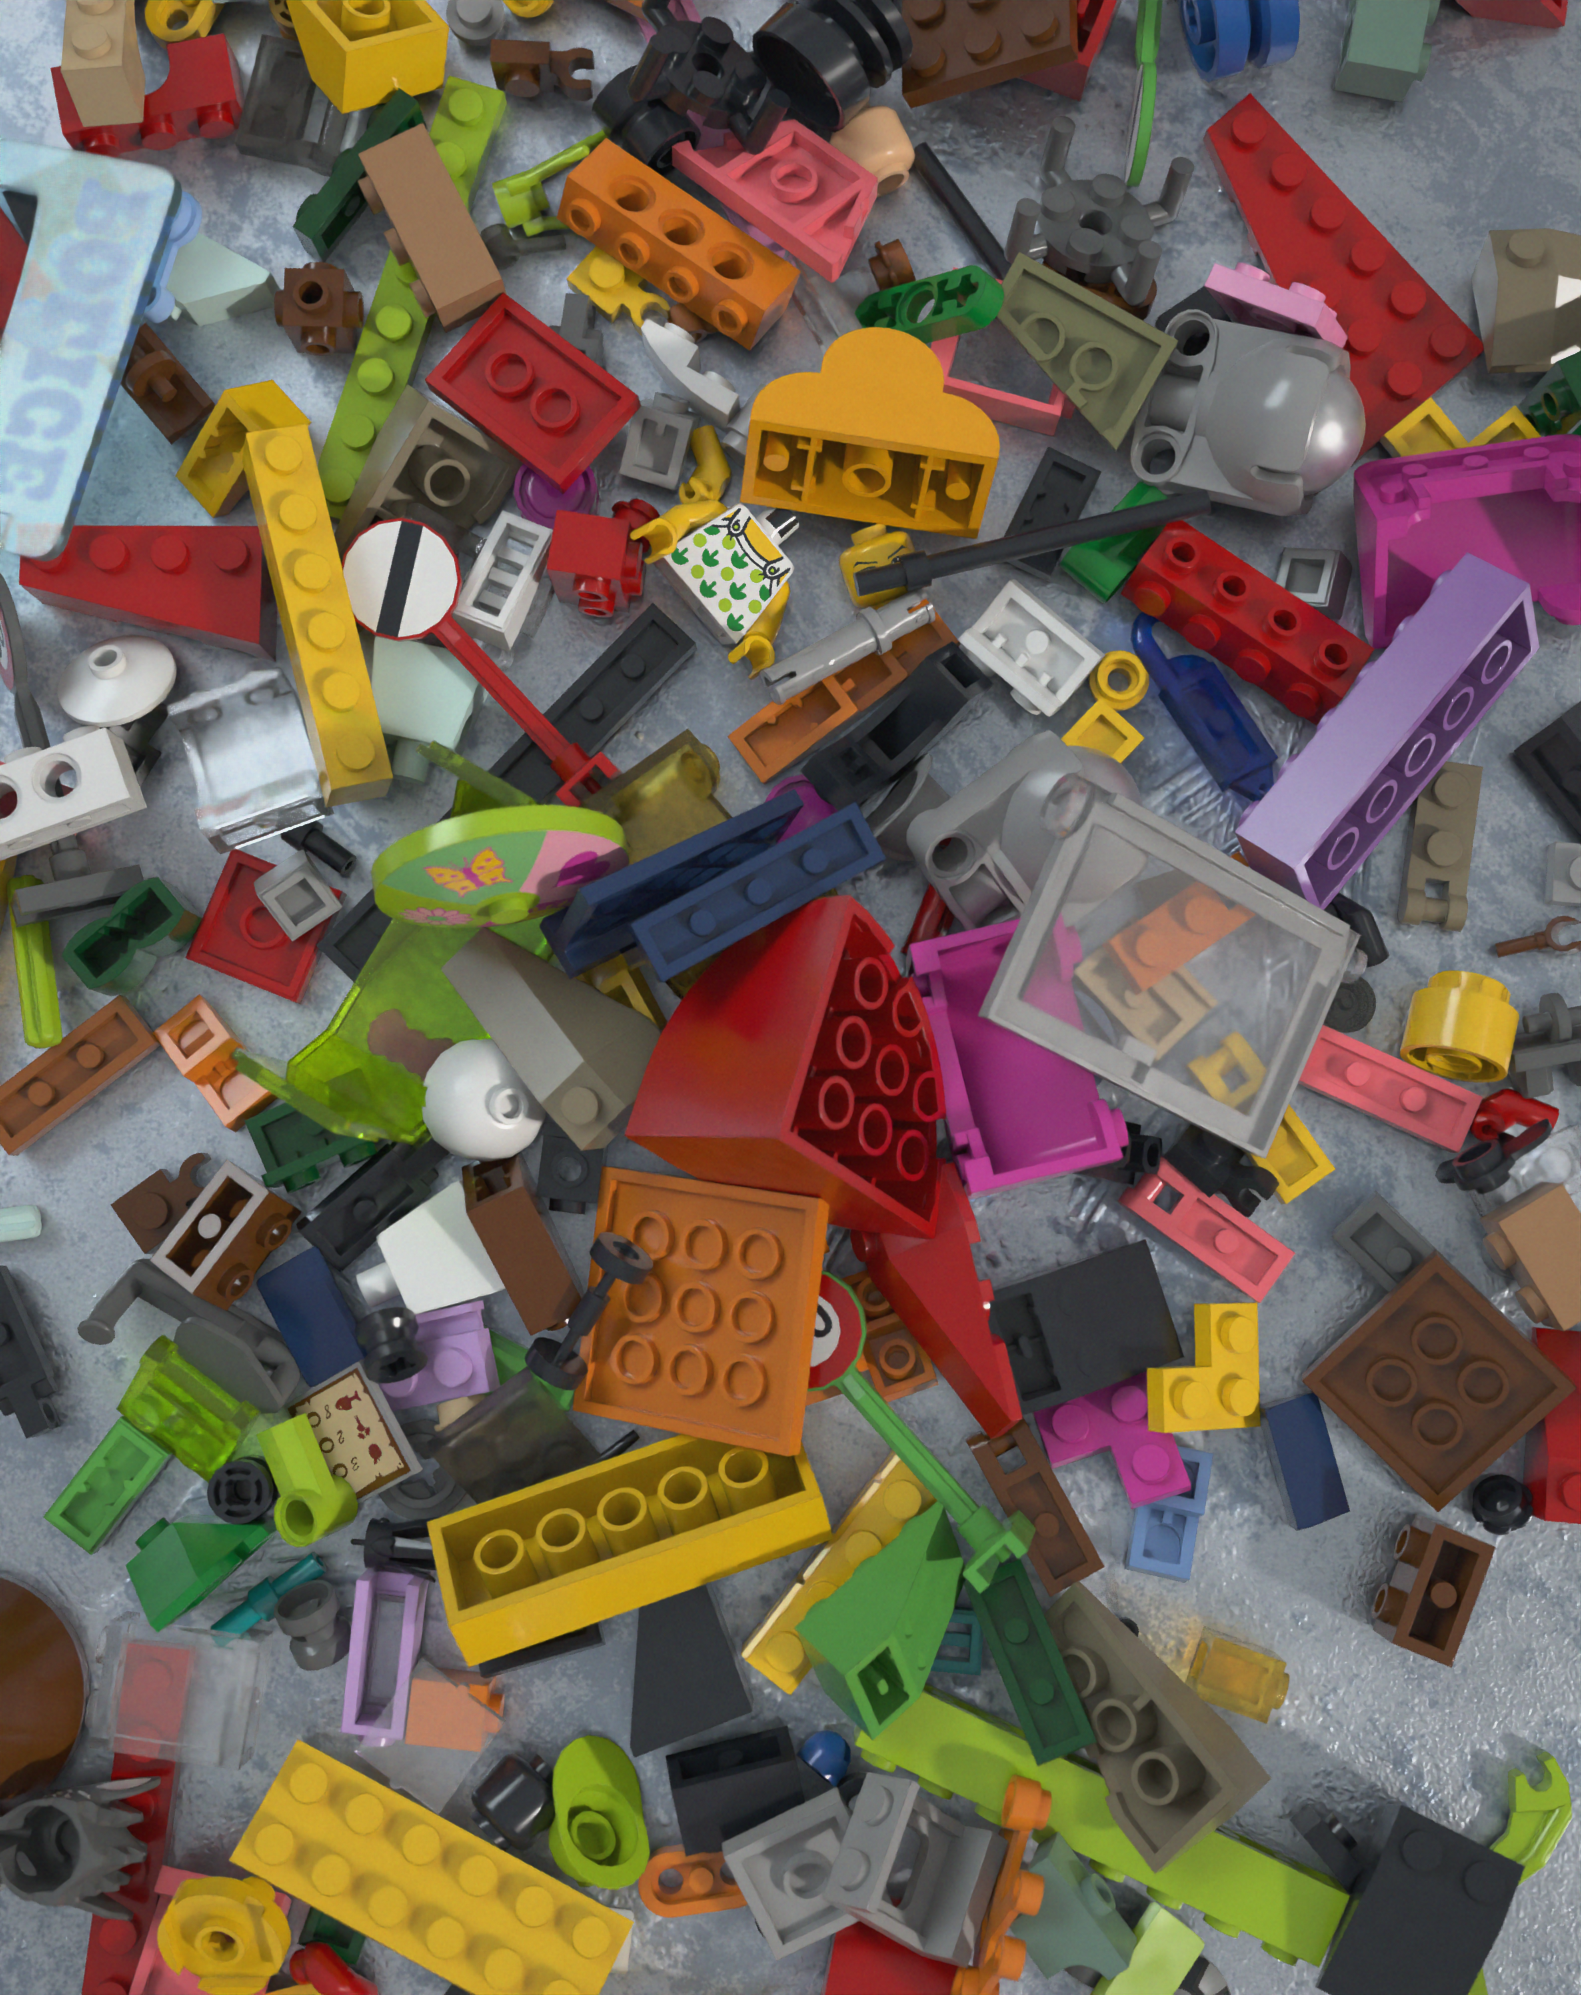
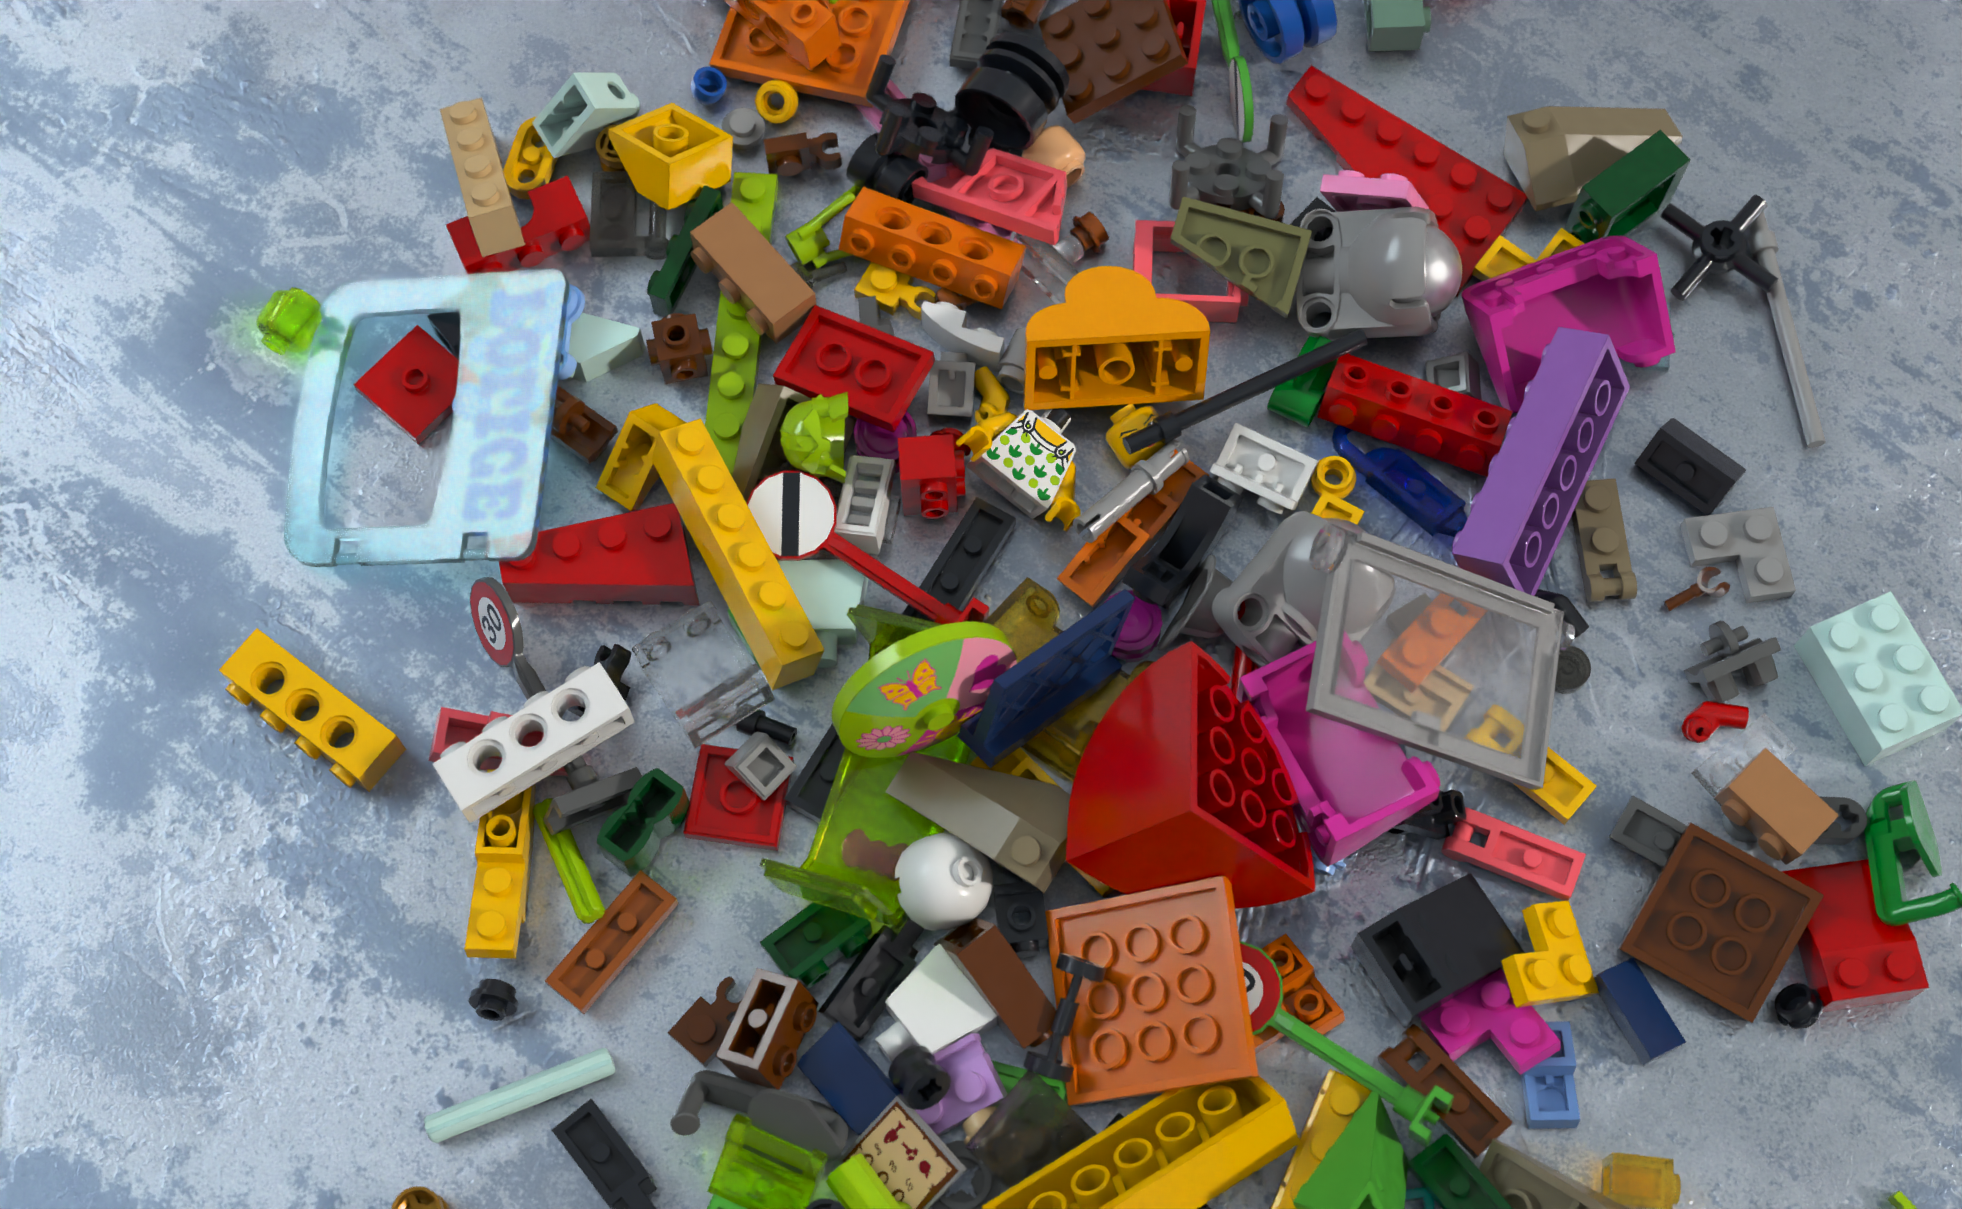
camera: 15 degrees left, 15 degrees down
(117, 681) = (586, 639): white dish -> none
(202, 1051) = (725, 907): orange slope -> none
(457, 482) = (815, 436): none -> lime helmet
(754, 894) = (1115, 664): dark blue fence -> none
(946, 1305) = (1336, 947): red wedge -> none
(948, 315) = (1149, 237): green beam -> none
(961, 211) = (1128, 185): black bar -> none
(1052, 498) = (1249, 357): black plate -> none
(1216, 1166) = (1506, 804): black plate -> none
(1390, 1090) = (1619, 721): coral plate -> none
(1431, 1589) = (1765, 1078): reddish brown brick -> none
(1461, 1028) = (1657, 663): yellow piece -> none
(1488, 1162) = (1707, 750): black plate -> none

